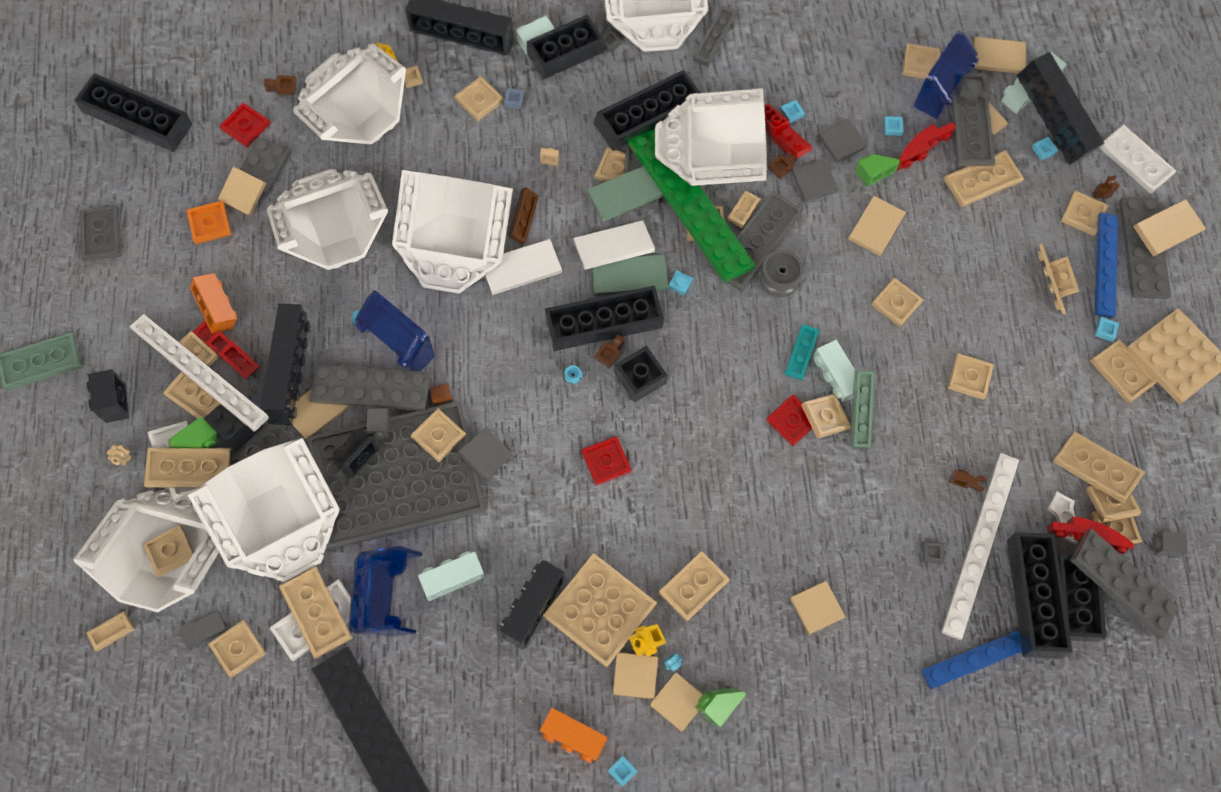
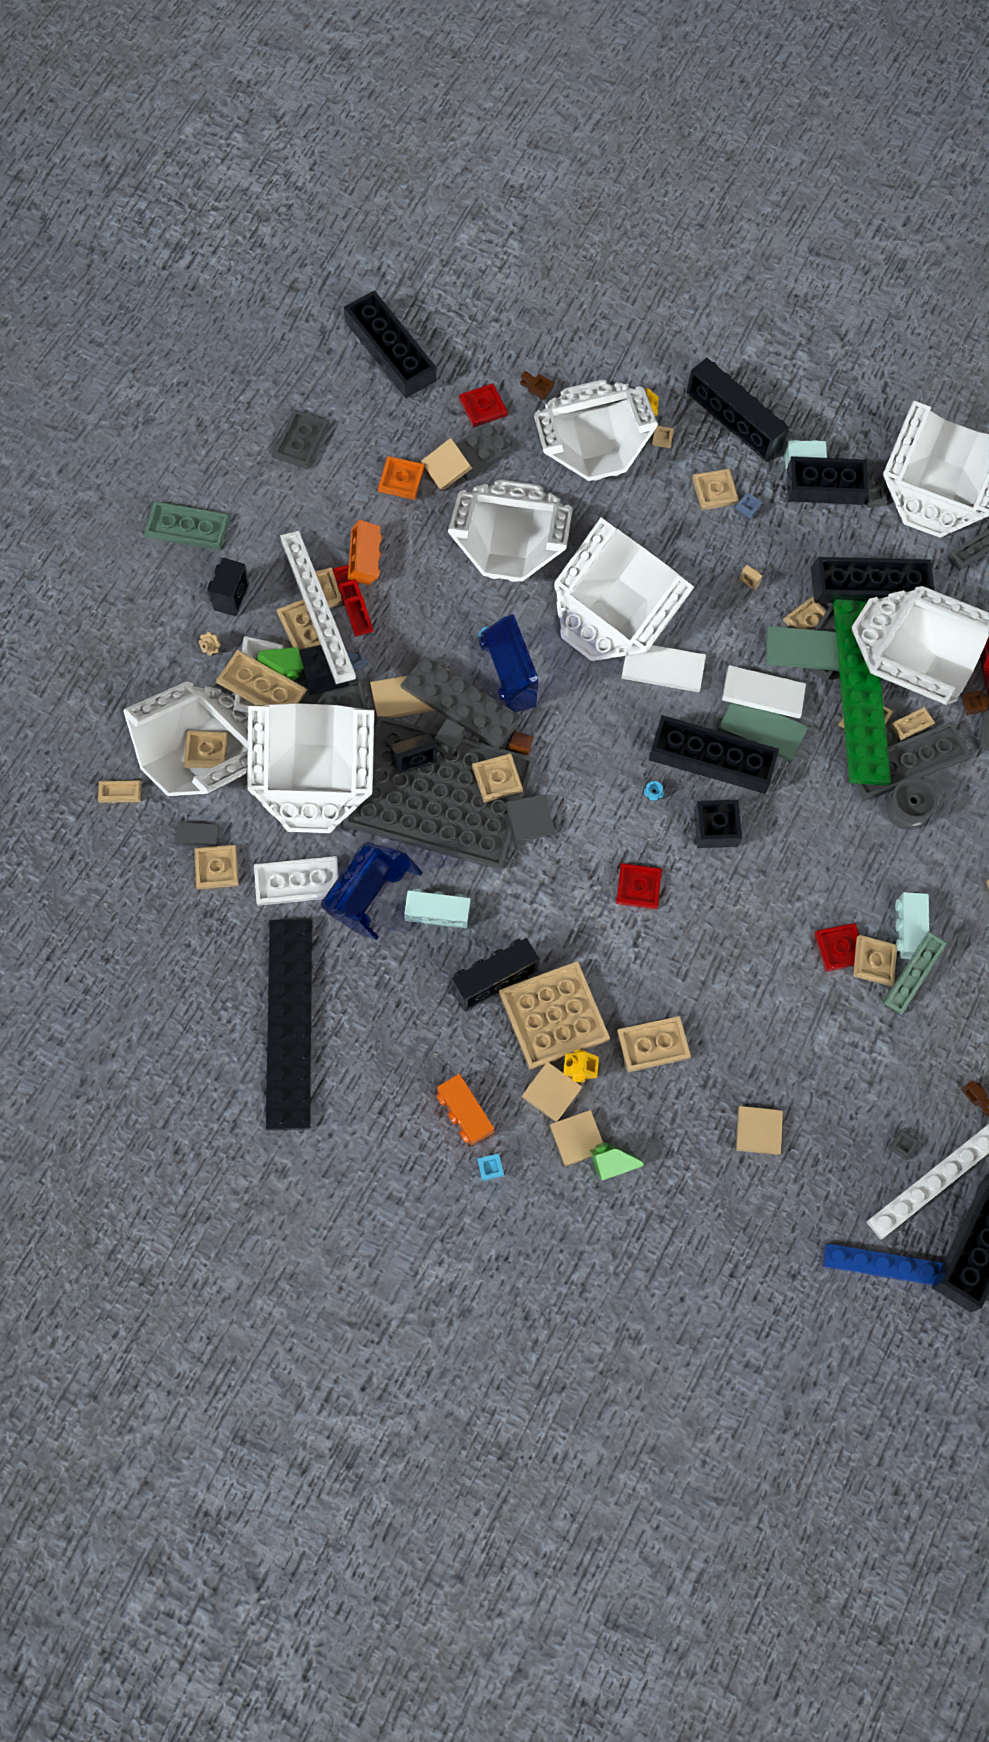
camera: 30 degrees right, 0 degrees up
(285, 364) = (397, 640): black brick -> none
(315, 612) = (300, 873): tan tile -> none
(523, 215) = (693, 619): reddish brown plate -> none
(610, 352) = (700, 790): reddish brown plate -> none
(673, 662) = (593, 1099): medium azure plate -> none
(680, 283) = (807, 761): medium azure plate -> none
(802, 352) = (888, 889): teal tile -> none

